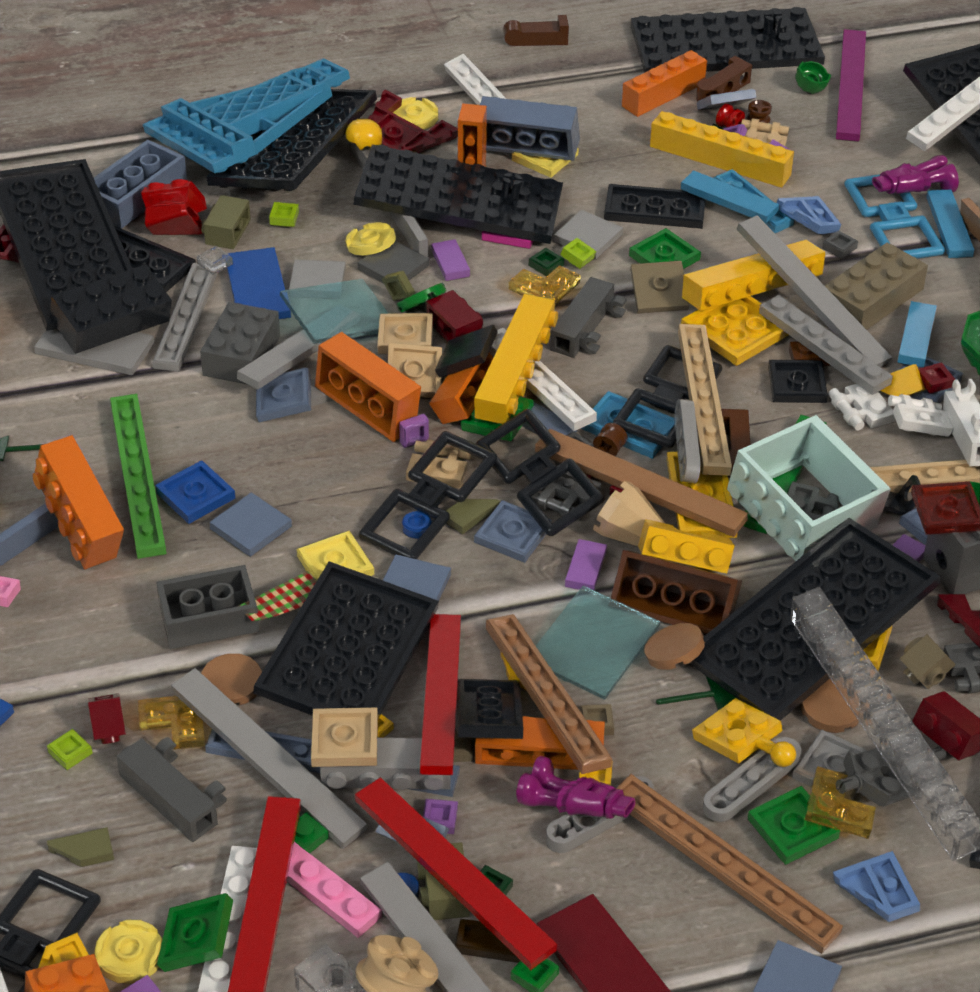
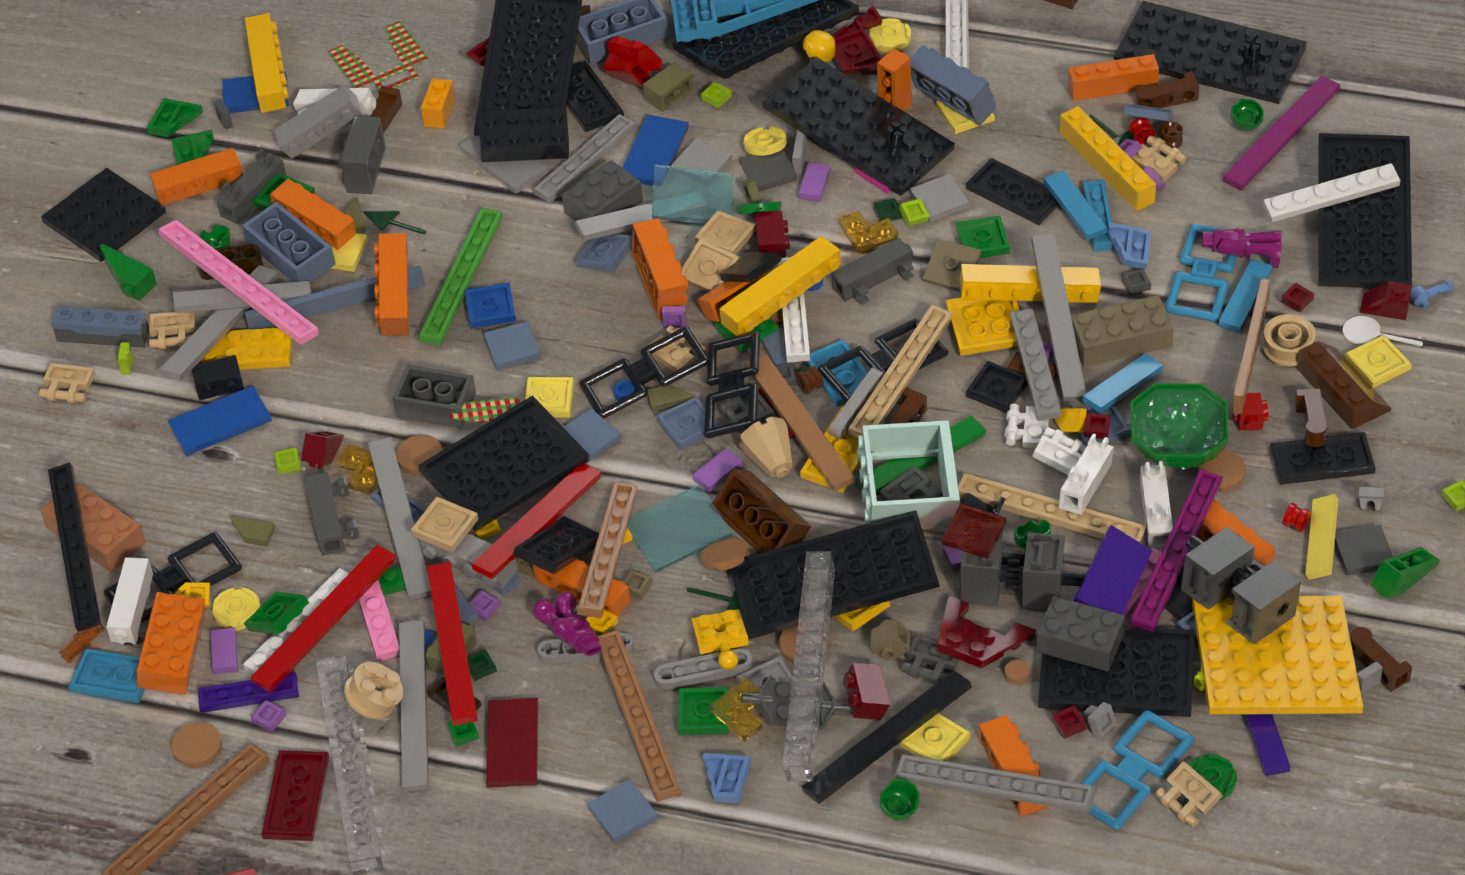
camera: 35 degrees right, 5 degrees up
(214, 260) = (634, 118): clear tile -> none
(671, 544) = (801, 495): yellow arch -> none

